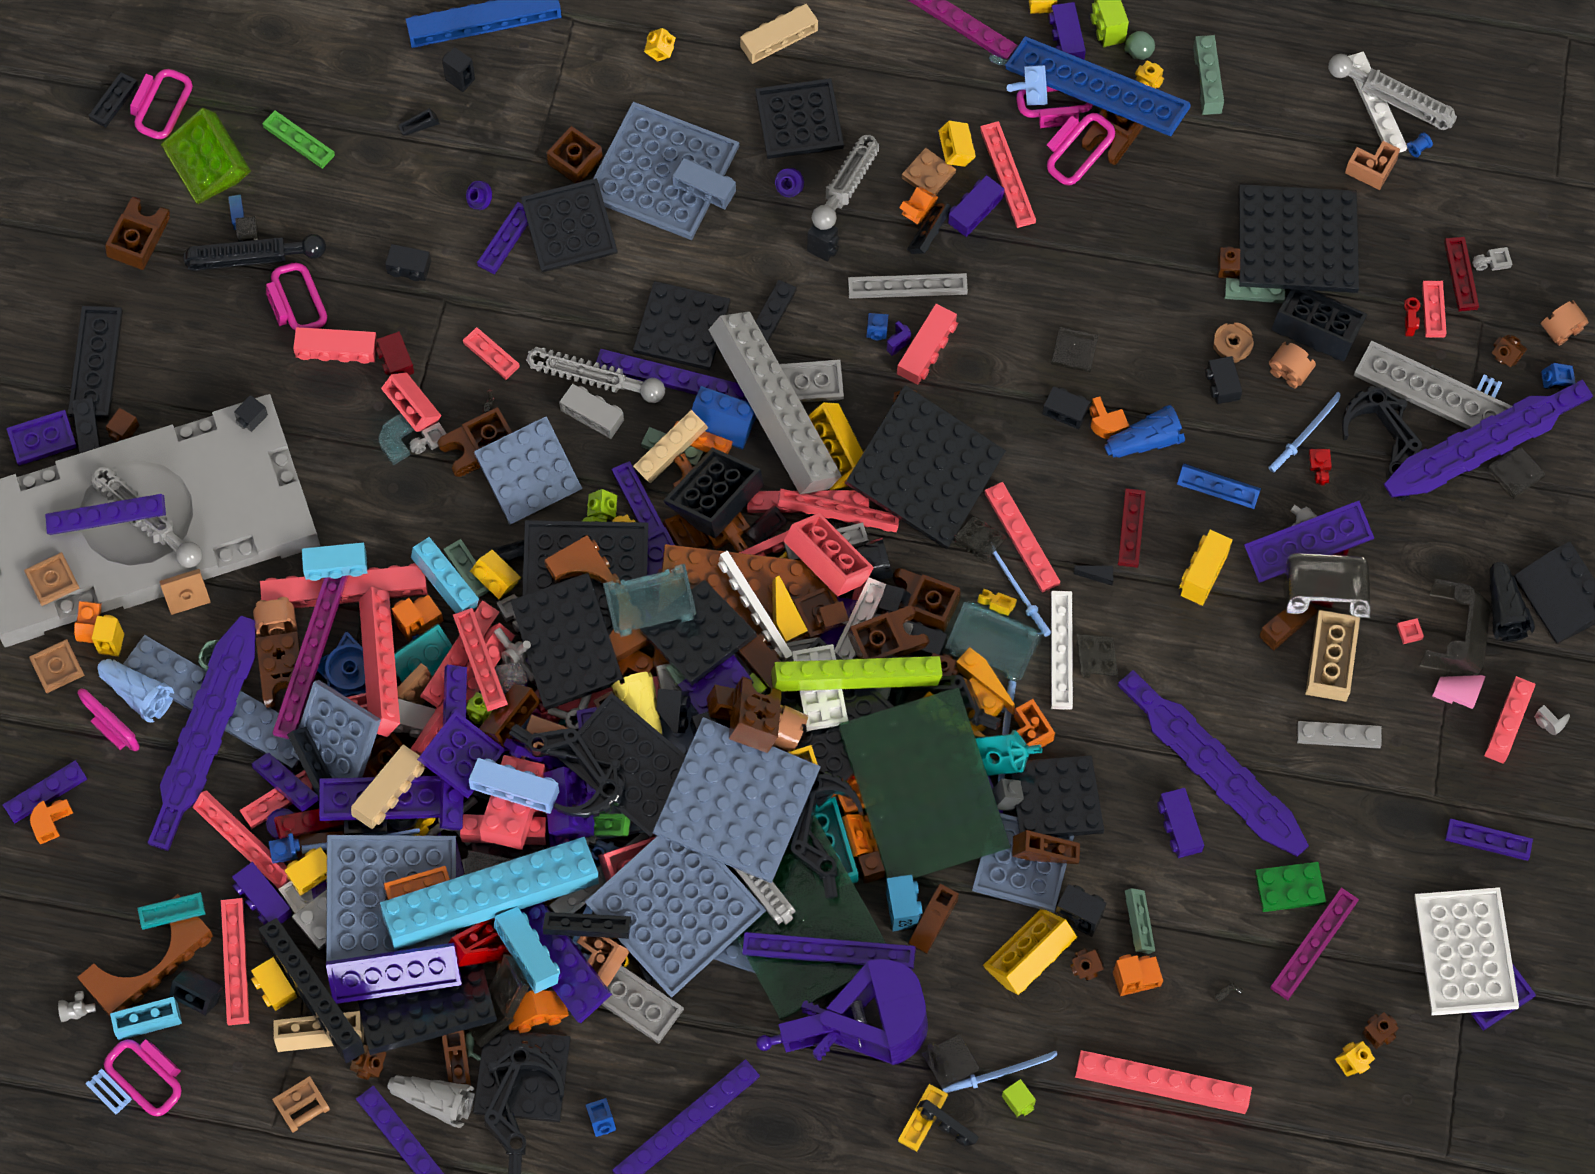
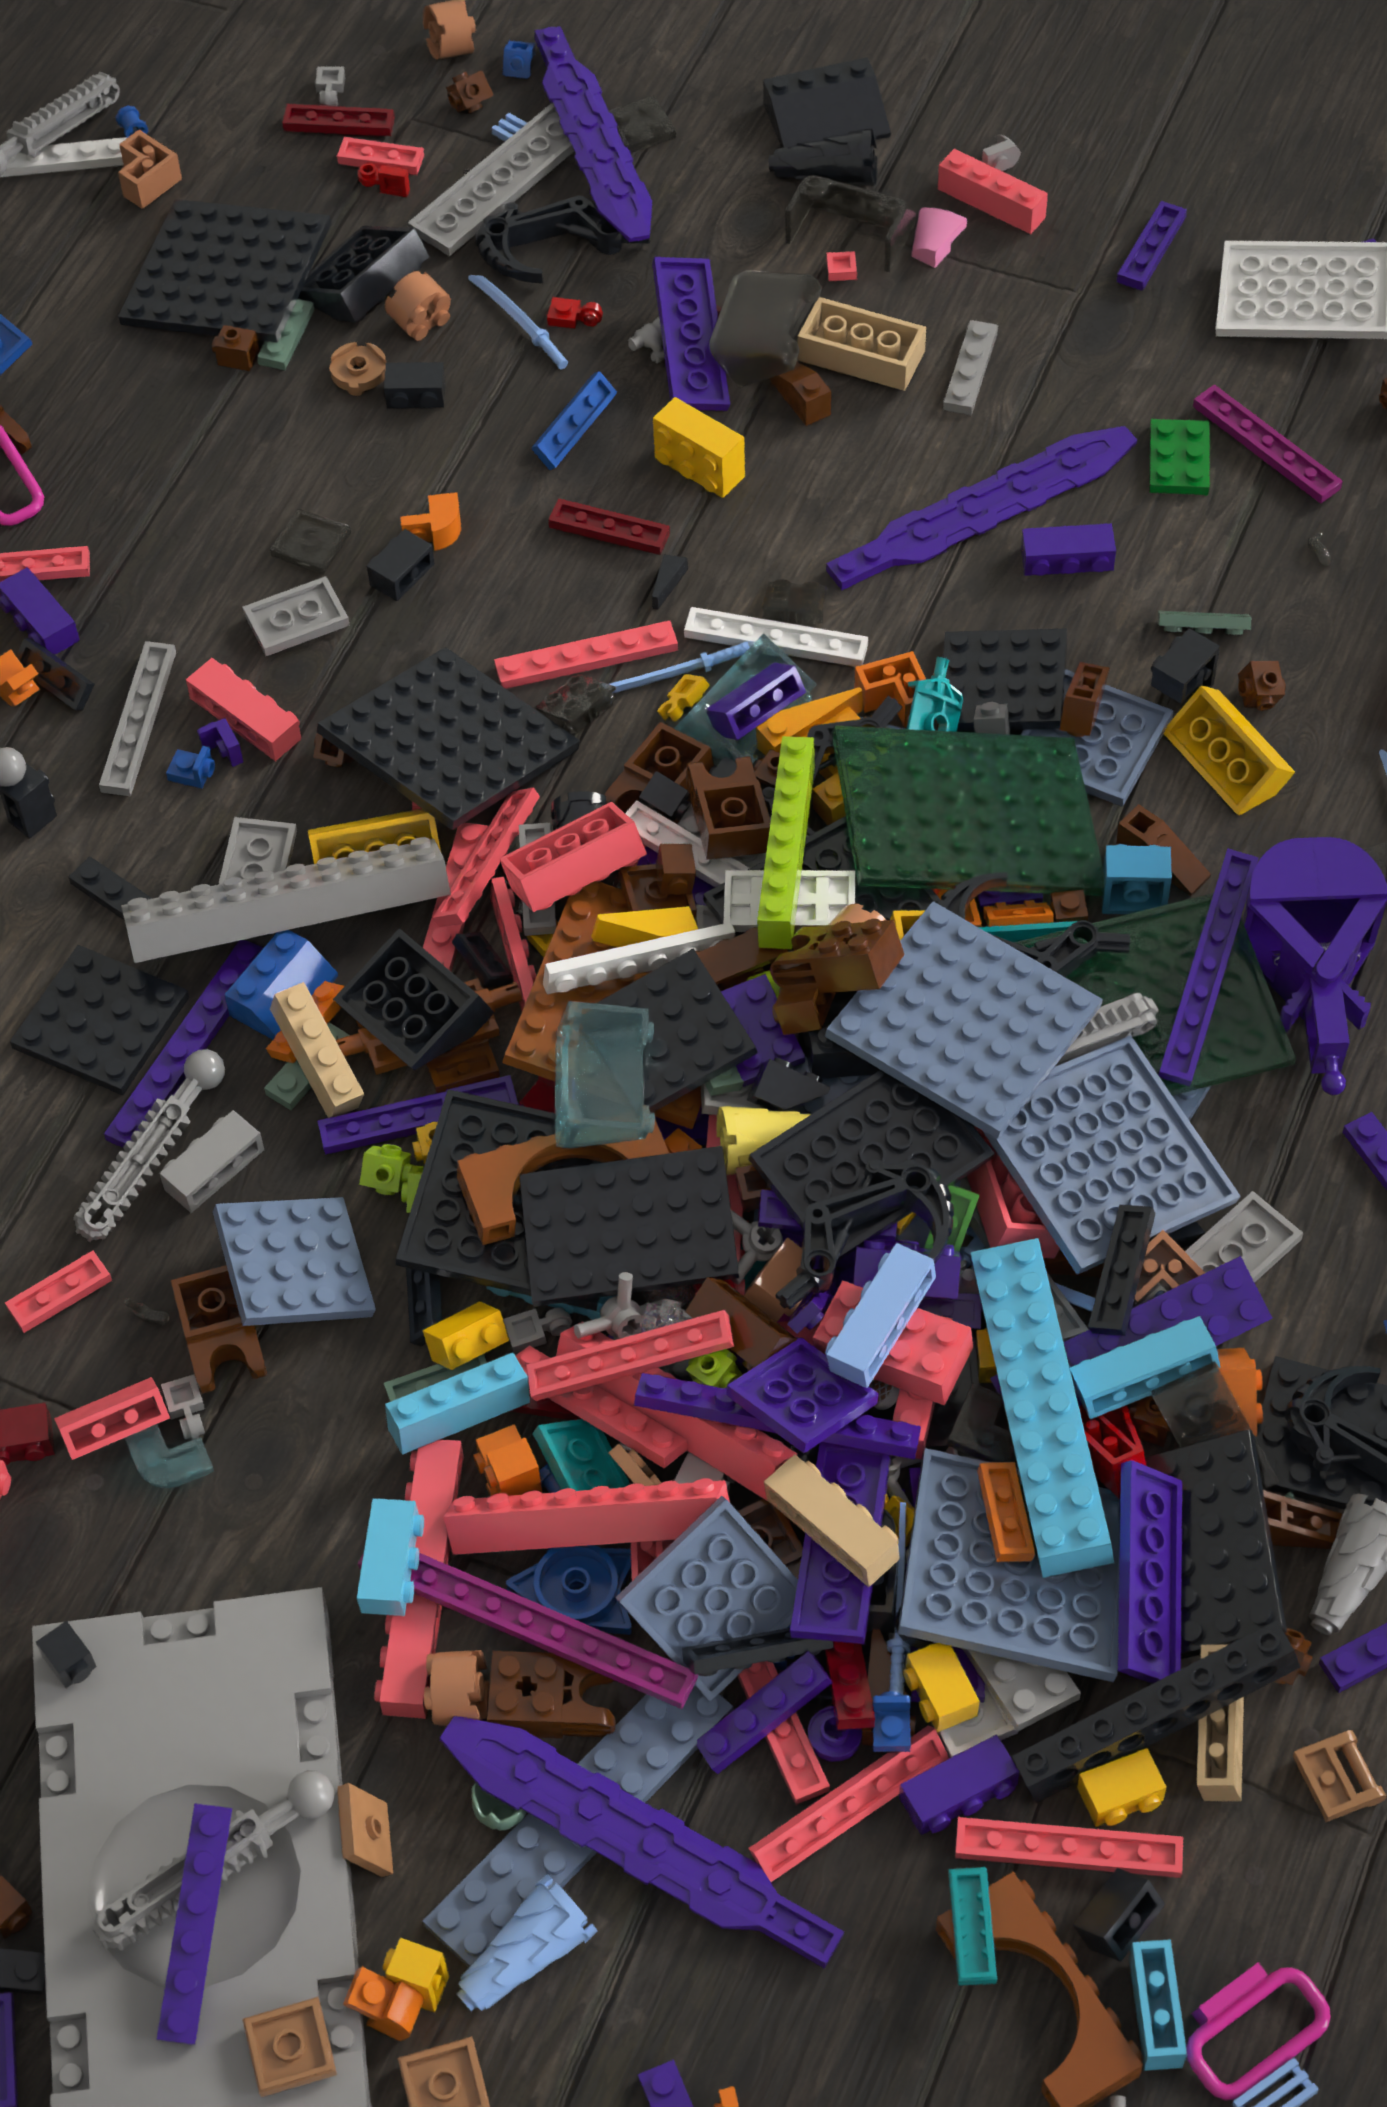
camera: 75 degrees left, 10 degrees down
(108, 723) = (587, 1995): dark pink bar -> none
(989, 642) = (756, 700): none -> dark purple brick
(1010, 356) = (296, 616): none -> light grey plate
(1136, 974) = (1286, 634): orange brick -> none
(1153, 432) = (472, 464): blue cone -> none

